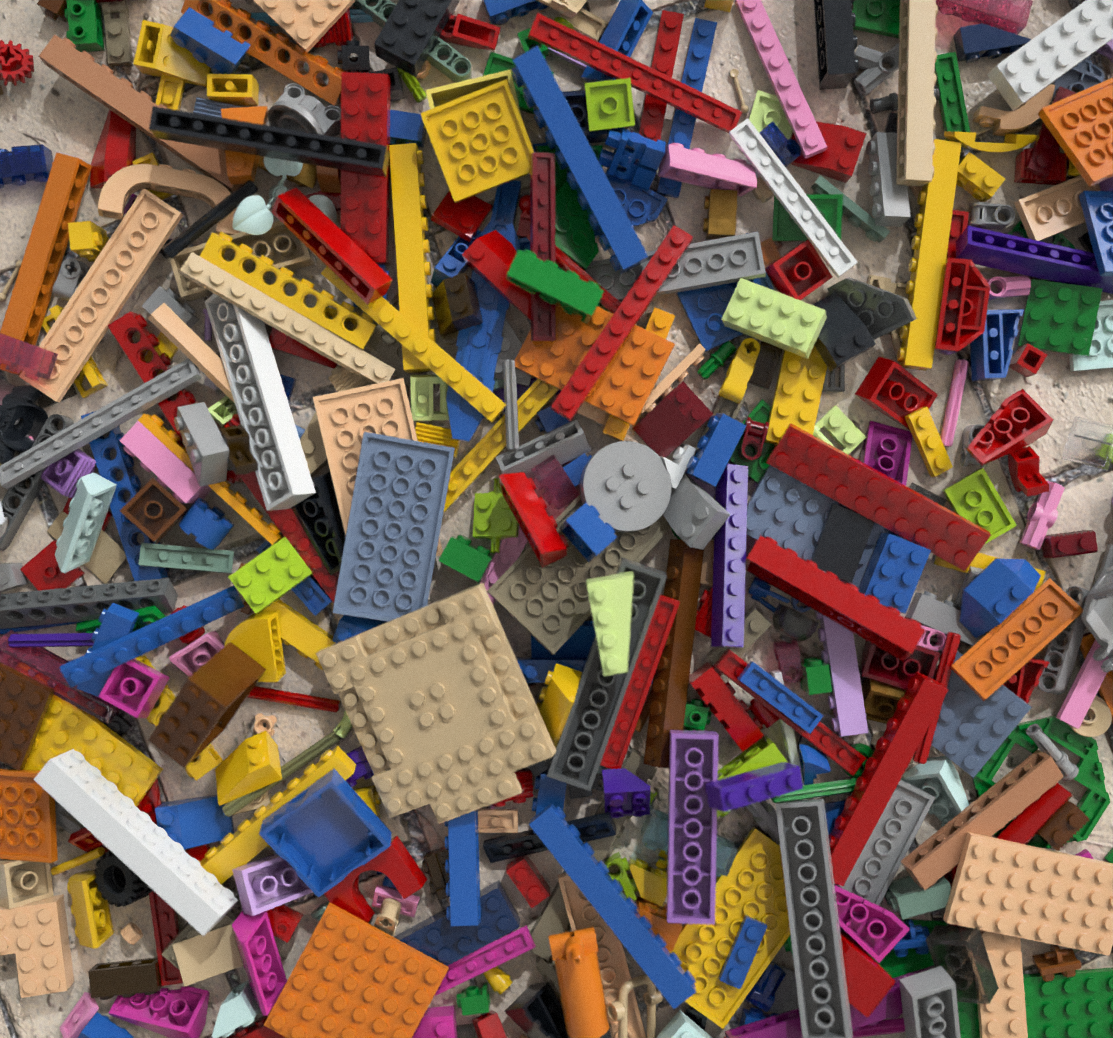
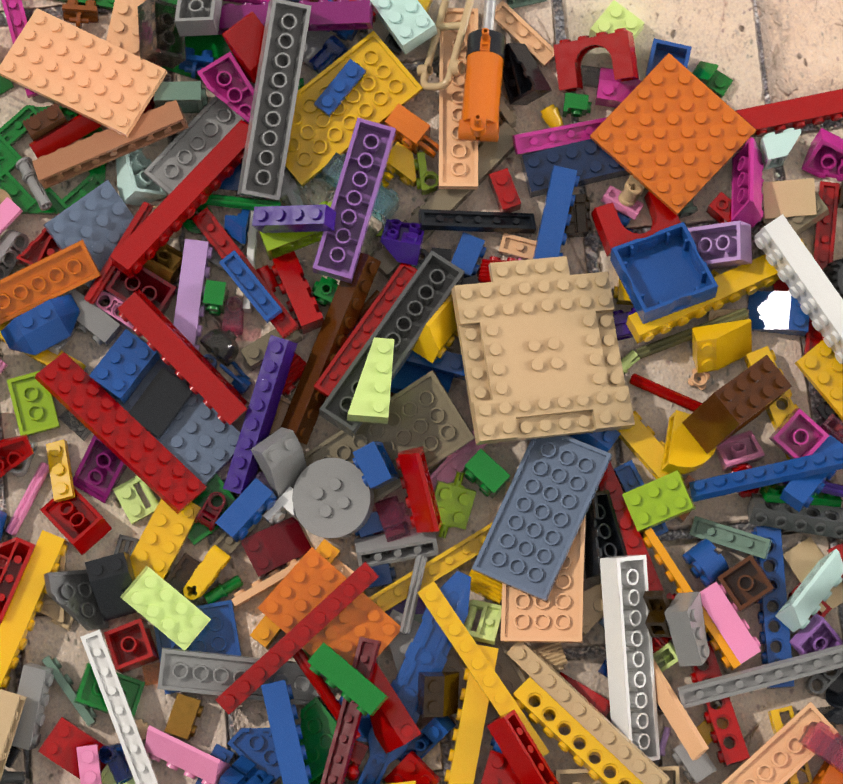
camera: 165 degrees left, 10 degrees down
(613, 905) = (437, 153): blue brick -> none

